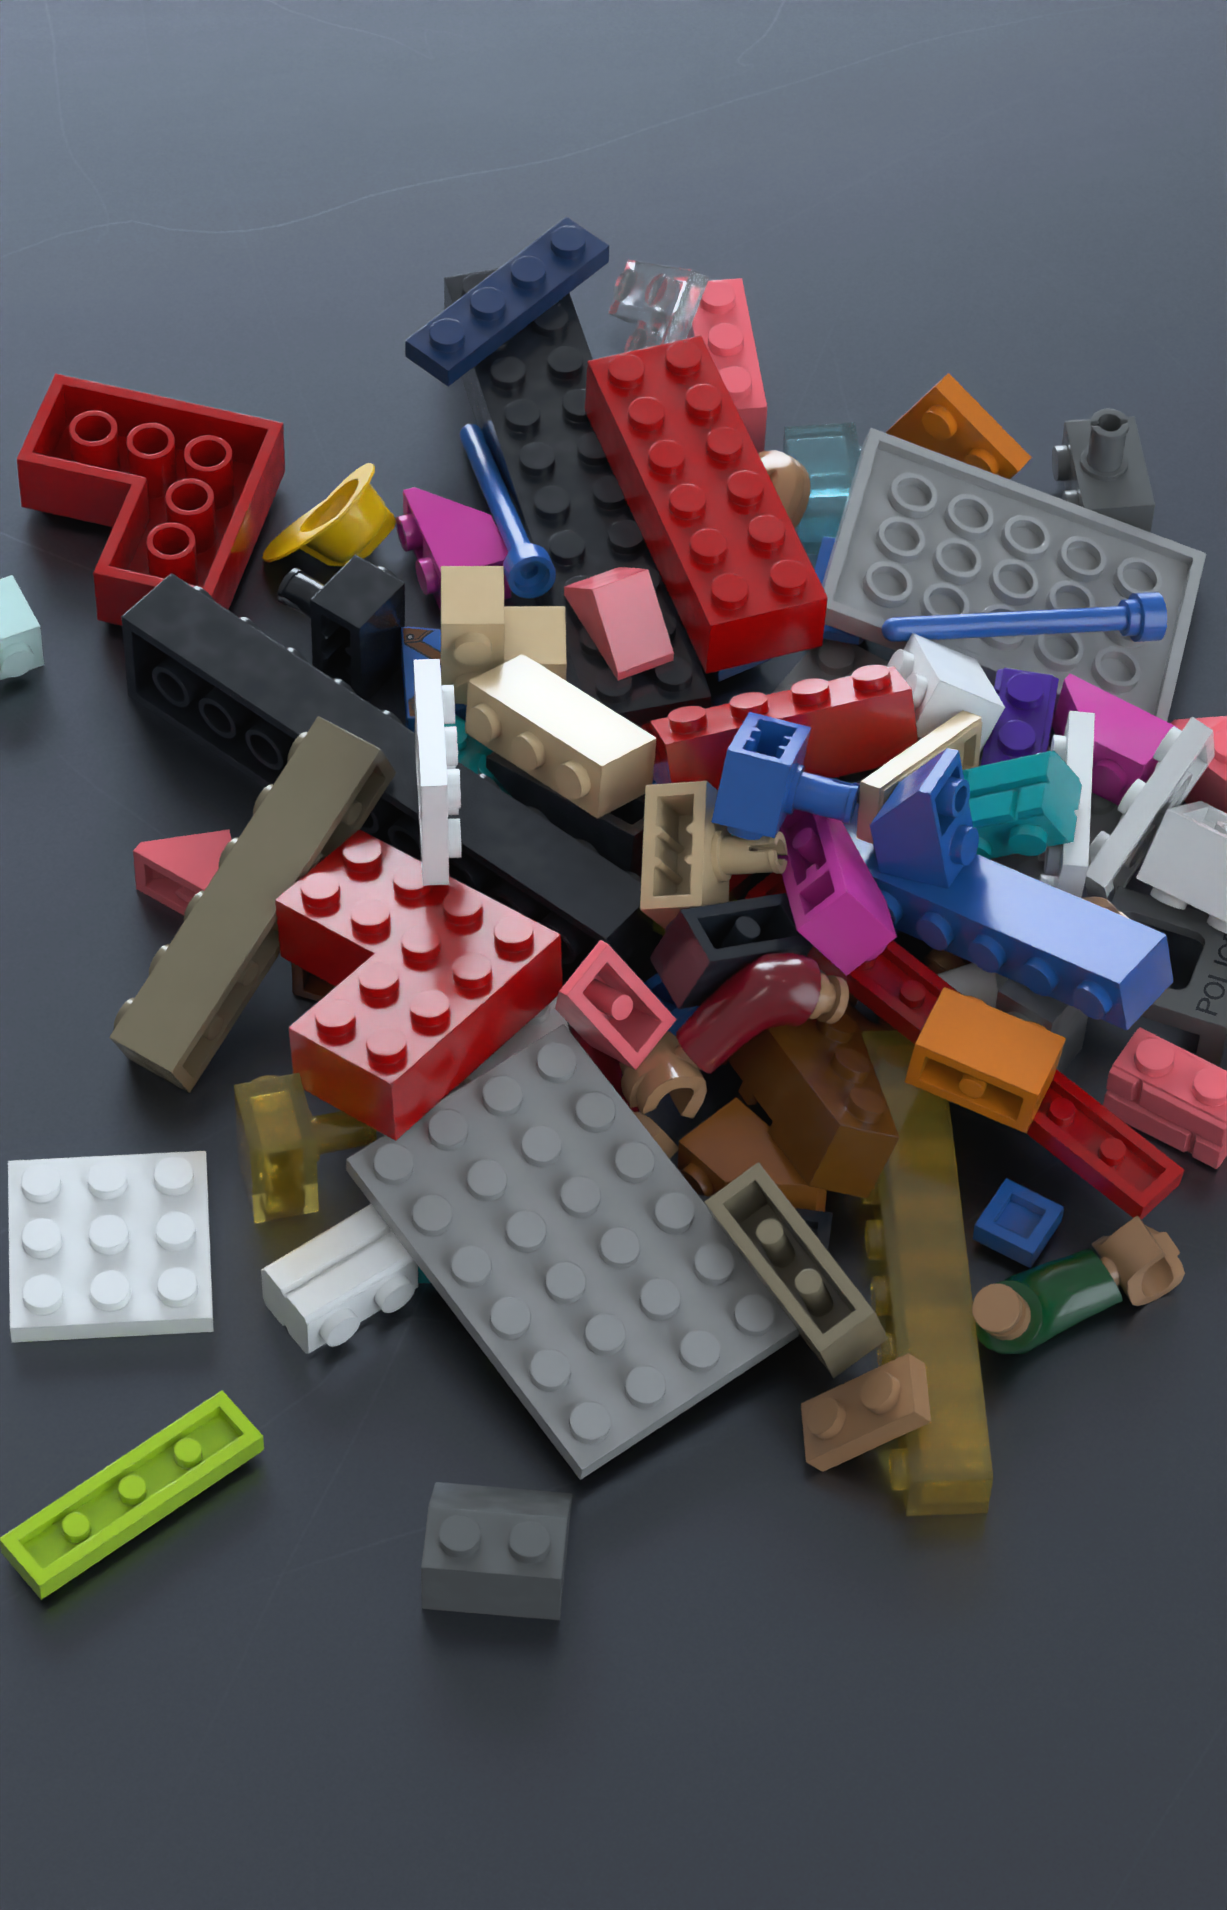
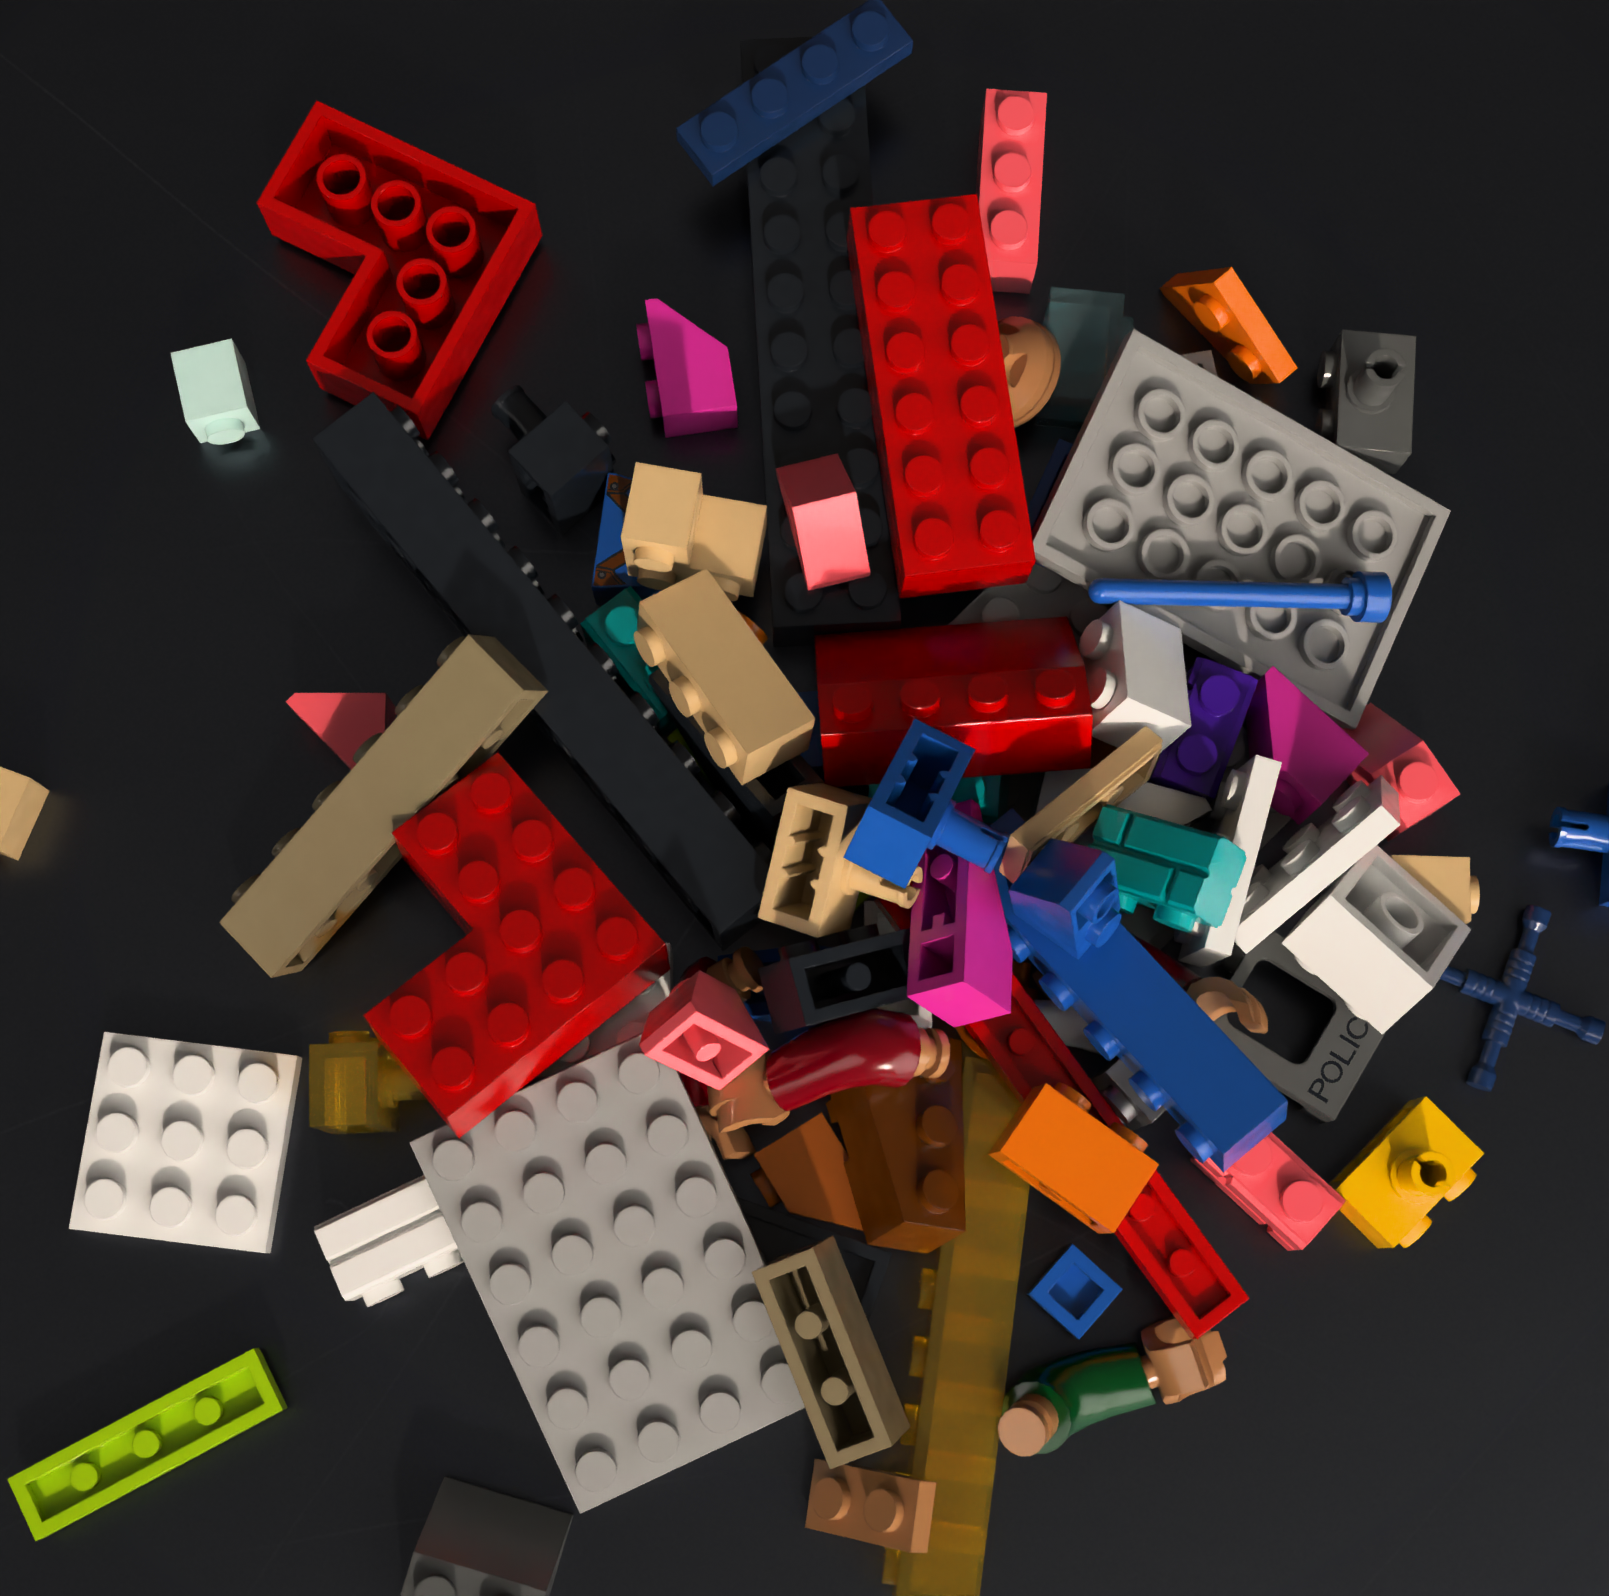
camera: 10 degrees right, 25 degrees up
(341, 526) = (573, 321): yellow piece -> none
(436, 772) = (568, 737): white plate -> none
(526, 564) = (745, 431): blue piece -> none
(657, 300) = (963, 113): clear plate -> none

